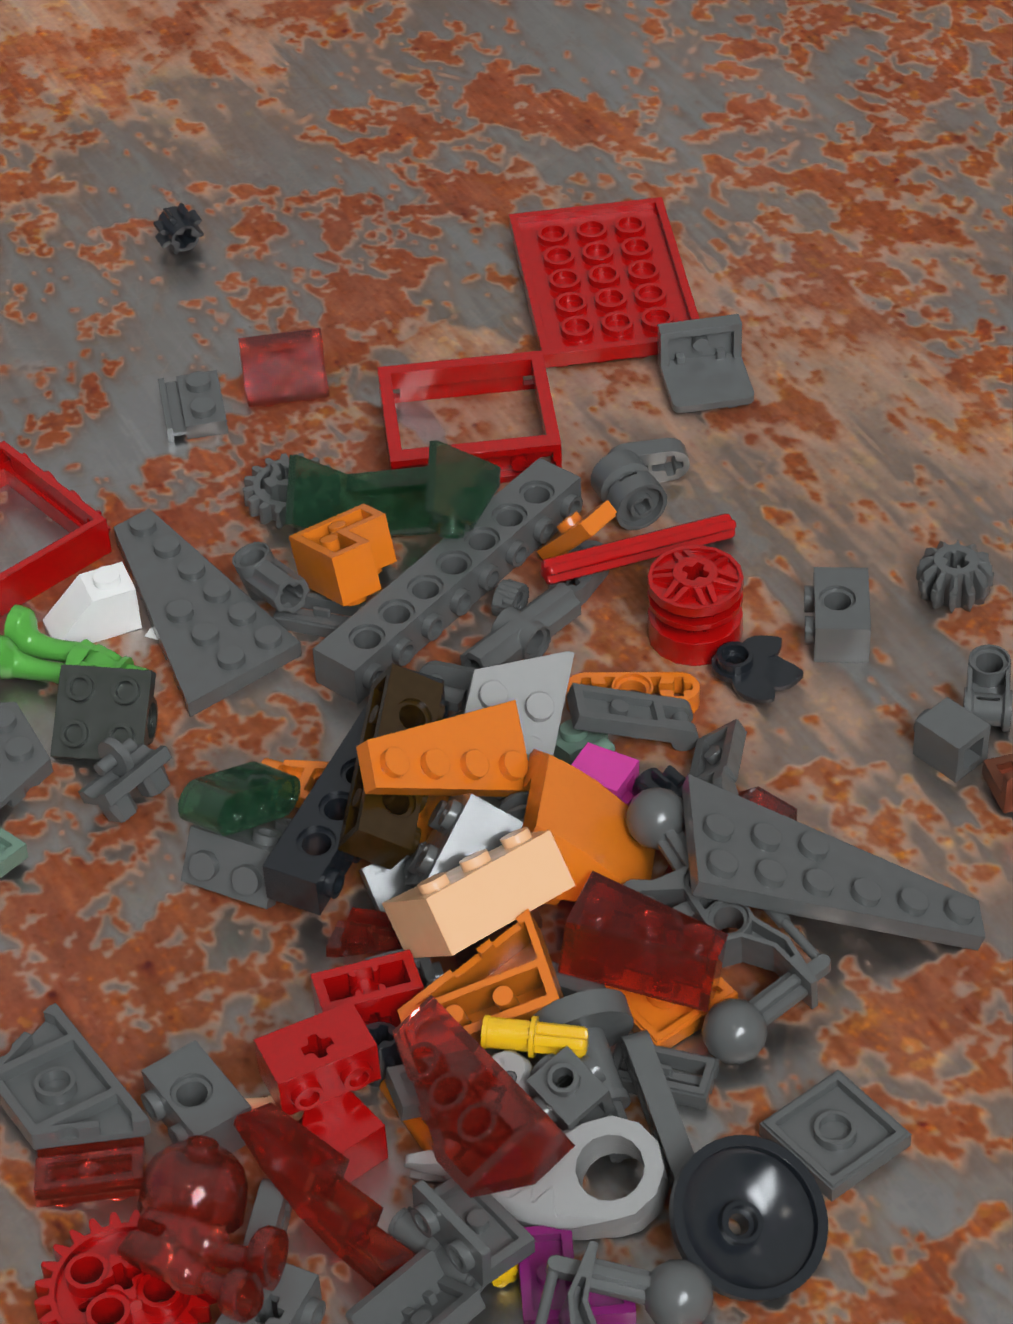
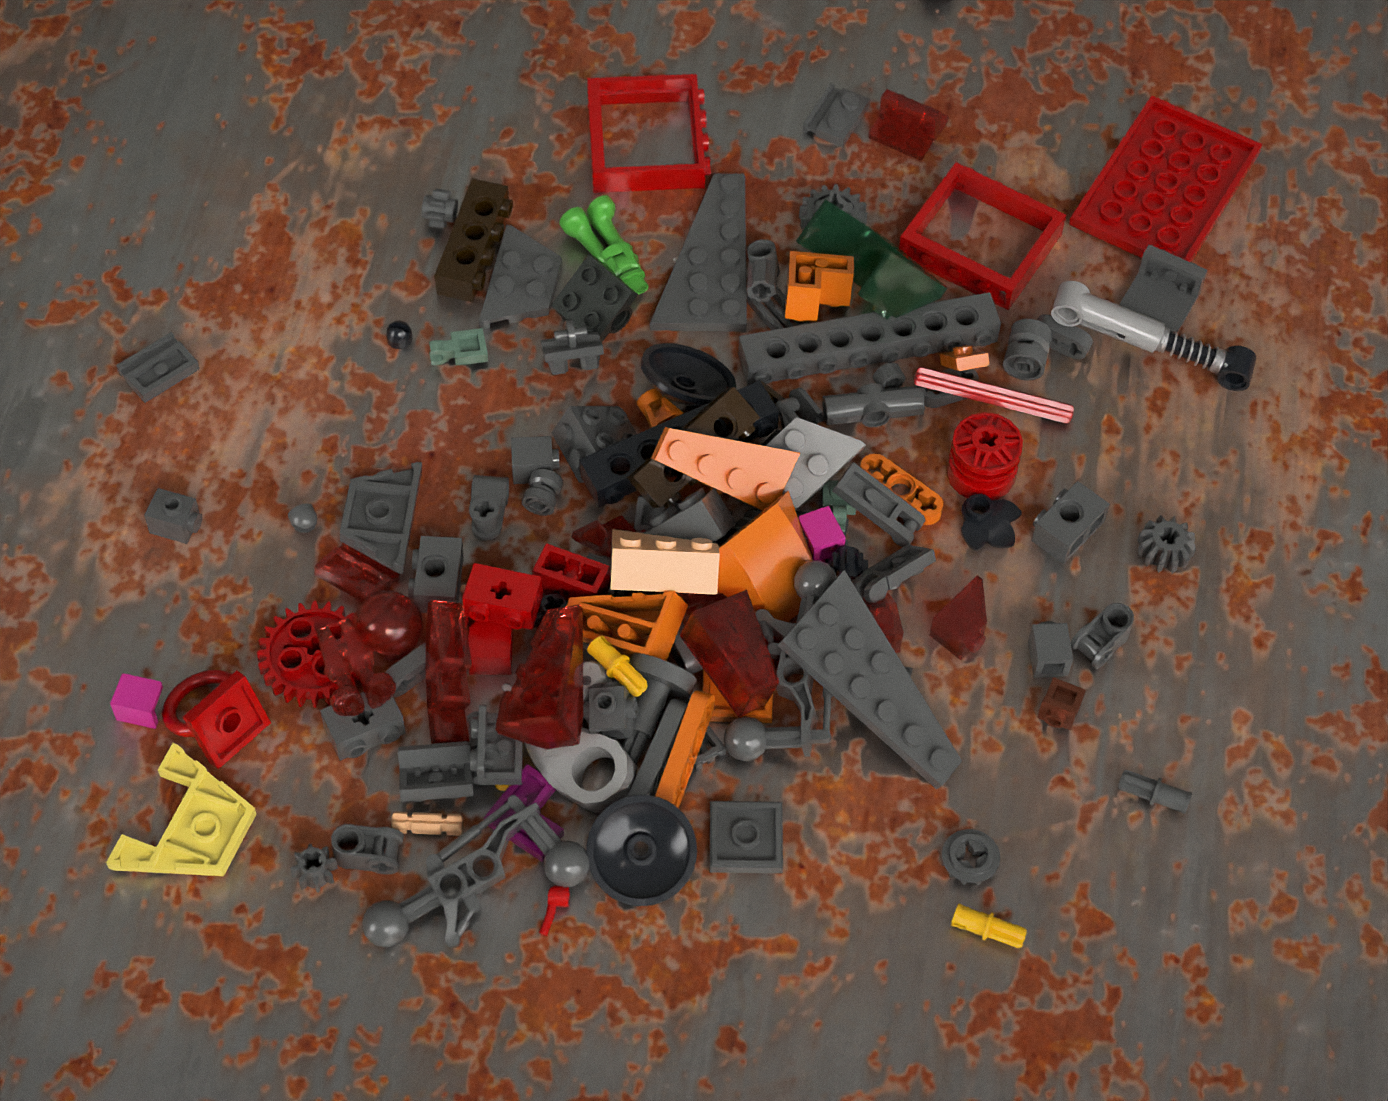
camera: 35 degrees right, 15 degrees up
(95, 607) = (654, 224): white slope -> none
(183, 996) = (488, 505): none -> dark grey piece
(191, 916) = (532, 454): none -> dark grey brick
(236, 940) = (541, 495): none -> dark grey wheel
(239, 798) = (606, 408): clear green beam -> none
(291, 724) = (685, 373): none -> black dish
(651, 413) = (1078, 307): none -> piece
(681, 1075) = (686, 747): none -> orange beam
(837, 769) = (962, 621): none -> clear red slope

